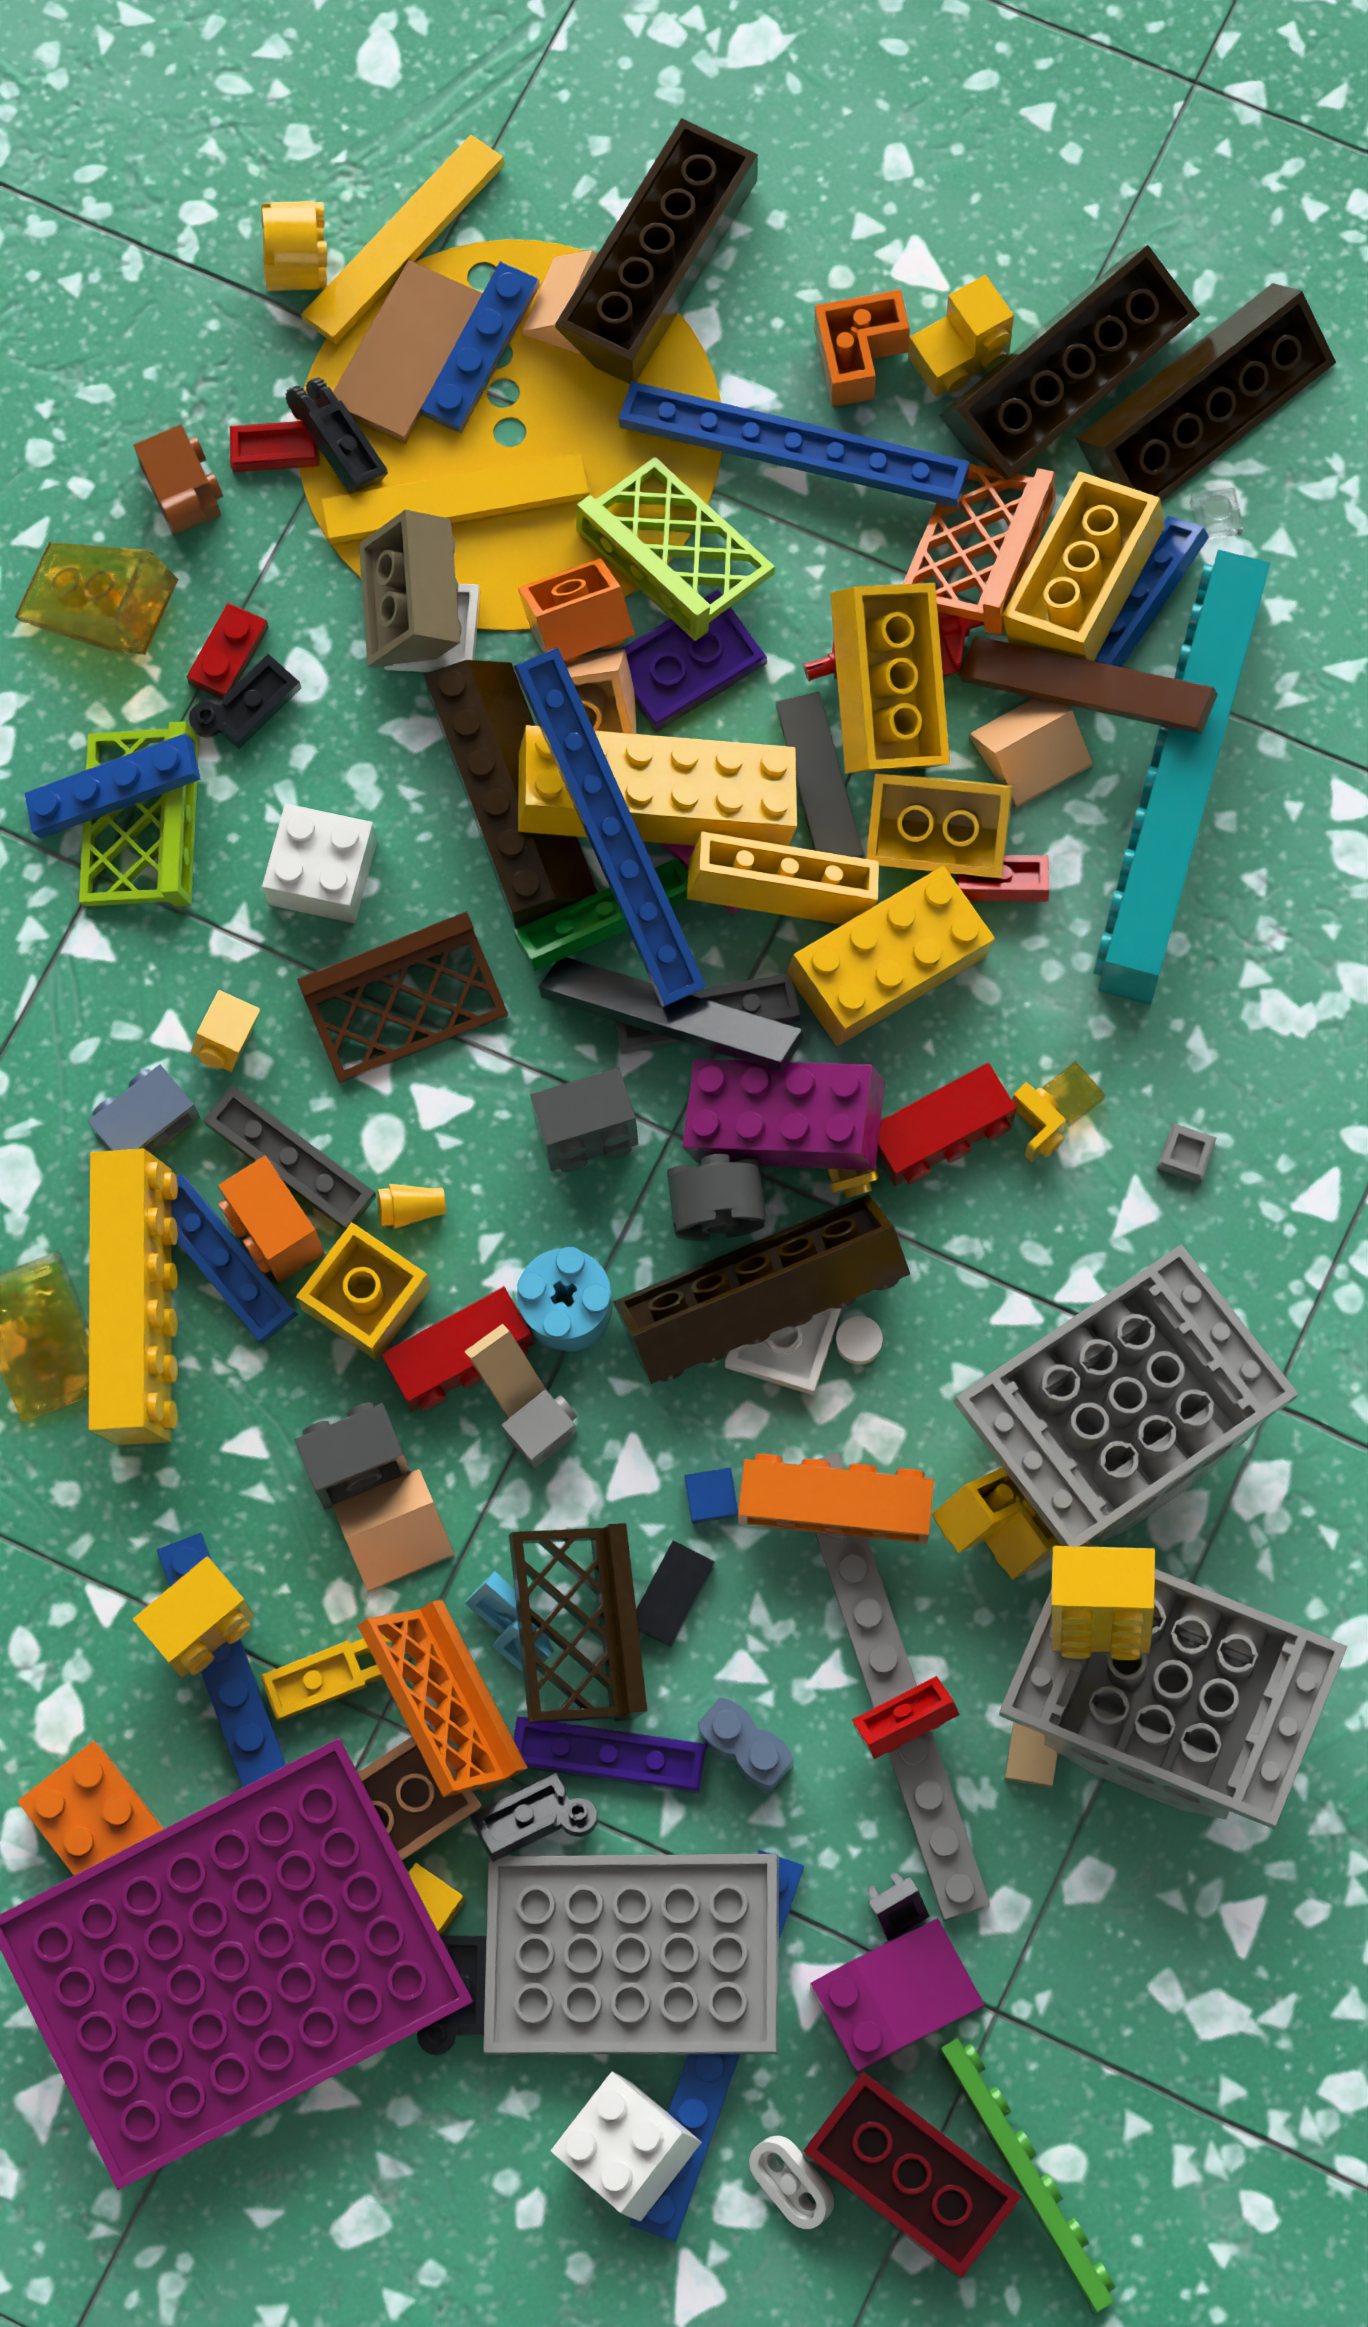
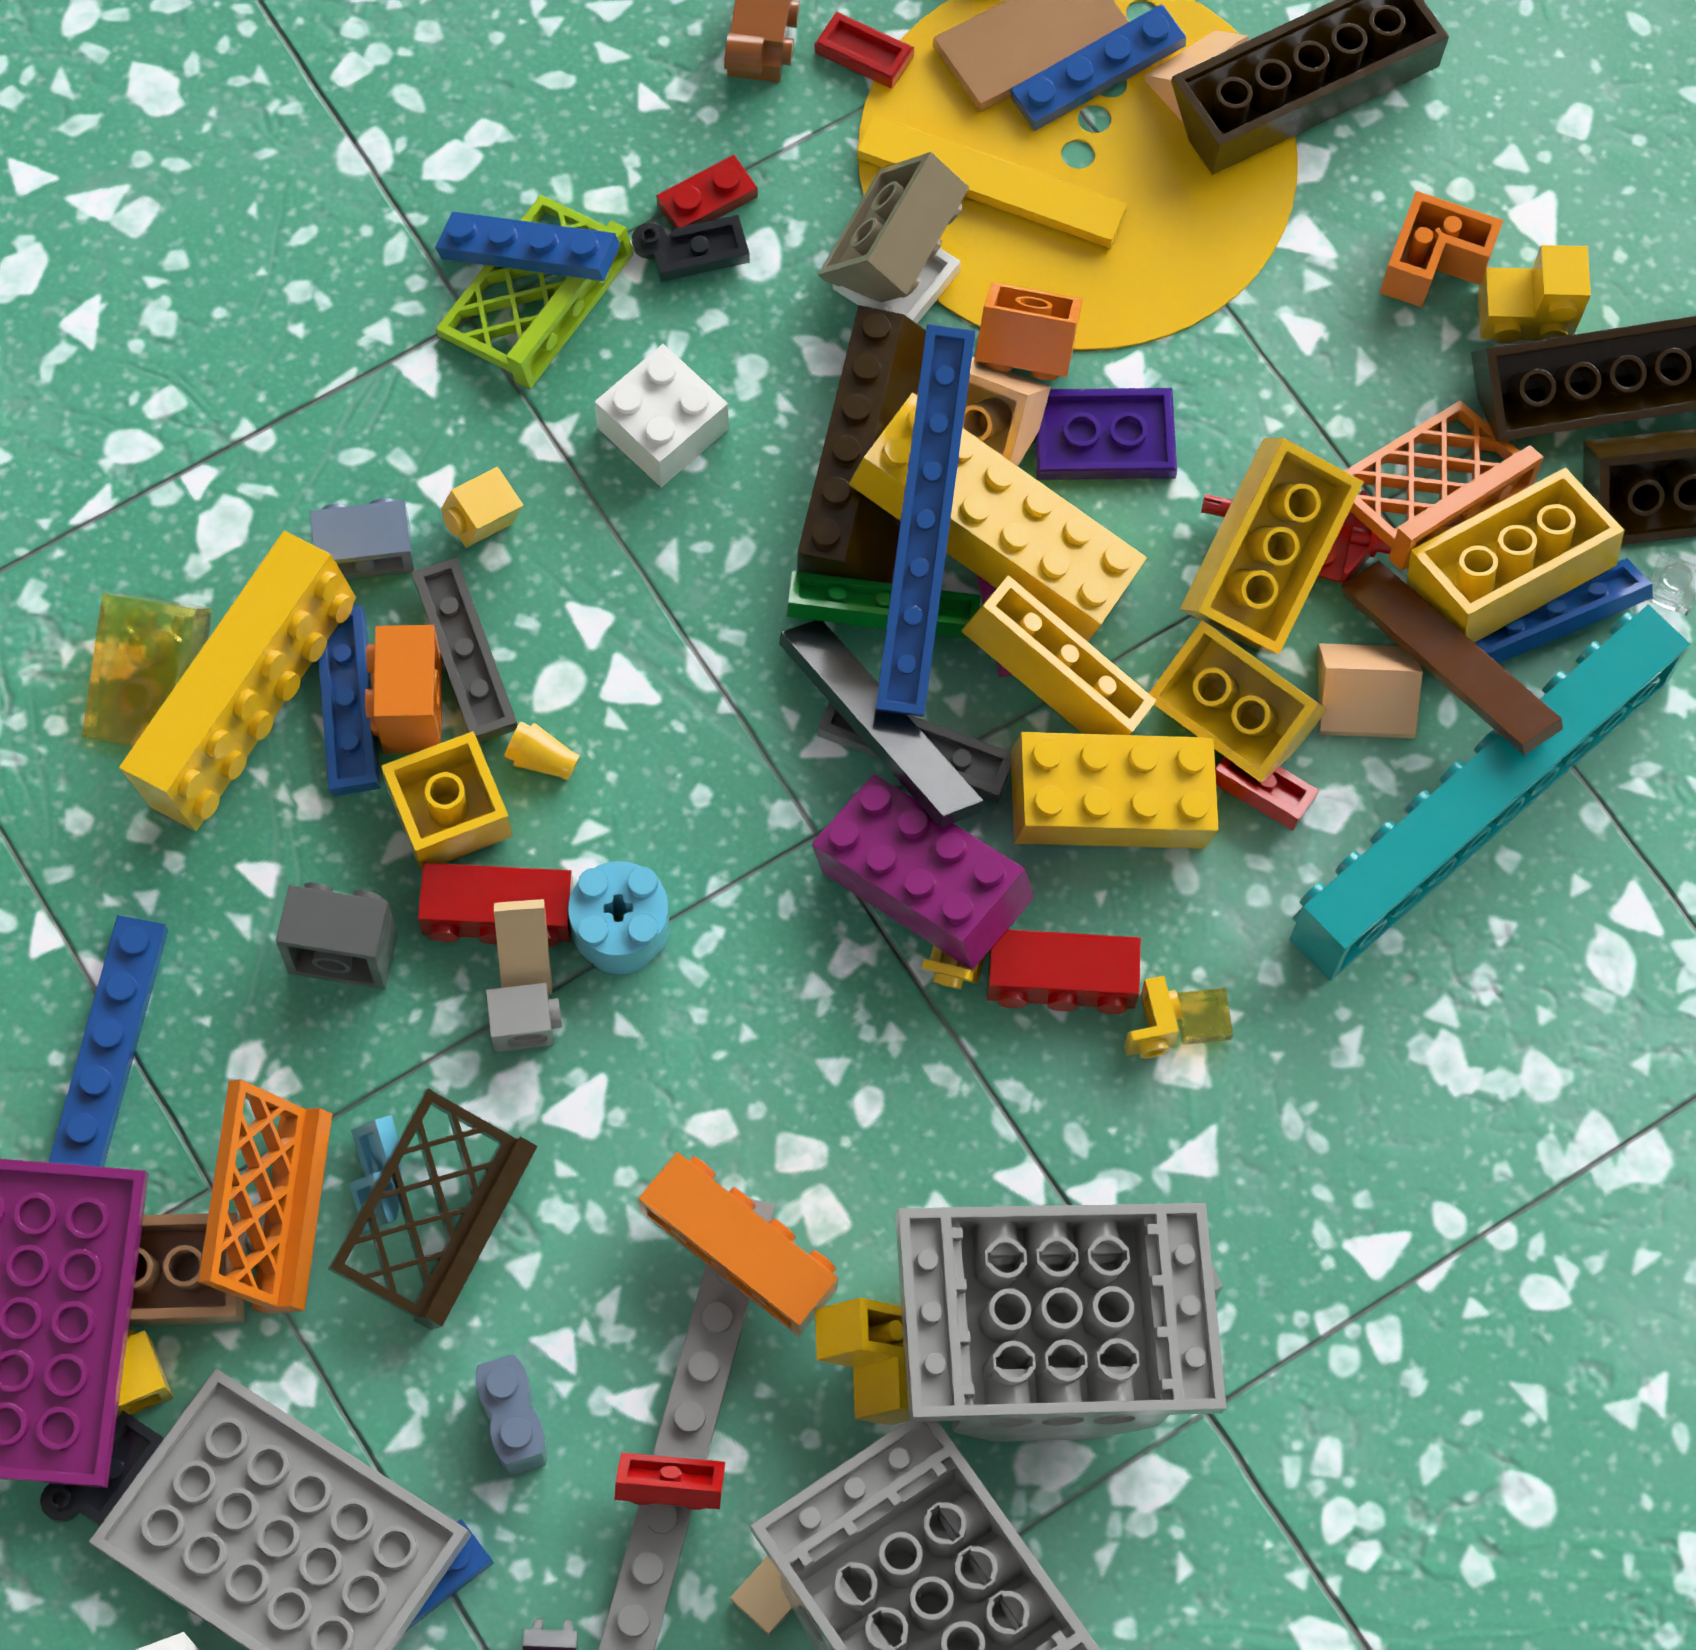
camera: 25 degrees right, 5 degrees down
(99, 595) = (628, 86): clear yellow slope -> none
(195, 1618) = (98, 989): yellow brick -> none
(319, 1679) = (174, 1115): yellow hinge -> none
(336, 435) = (921, 69): black hinge -> none
(386, 961) = (661, 531): reddish brown fence -> none
(393, 1530) = (332, 1027): light nougat slope -> none
(531, 1816) = (278, 1357): hinge -> none
(585, 1120) = (741, 769): dark grey brick -> none
(611, 1755) = (389, 1349): dark purple tile -> none
(641, 561) = (1119, 338): lime fence -> none
(672, 1593) = (541, 1238): black tile -> none
(711, 1495) = (632, 1170): blue tile -> none
(716, 1198) = (813, 908): dark grey brick -> none
(762, 1288) = (798, 1014): dark brown slope -> none
(790, 1355) = (794, 1070): white plate -> none
(794, 444) = (1323, 303): blue plate -> none
(819, 776) = (1156, 599): dark grey tile -> none
(859, 1340) = (861, 1116): white tile -> none
(1102, 1601) = (899, 1474): yellow brick -> none
(1186, 1153) = (1275, 1133): light grey tile -> none

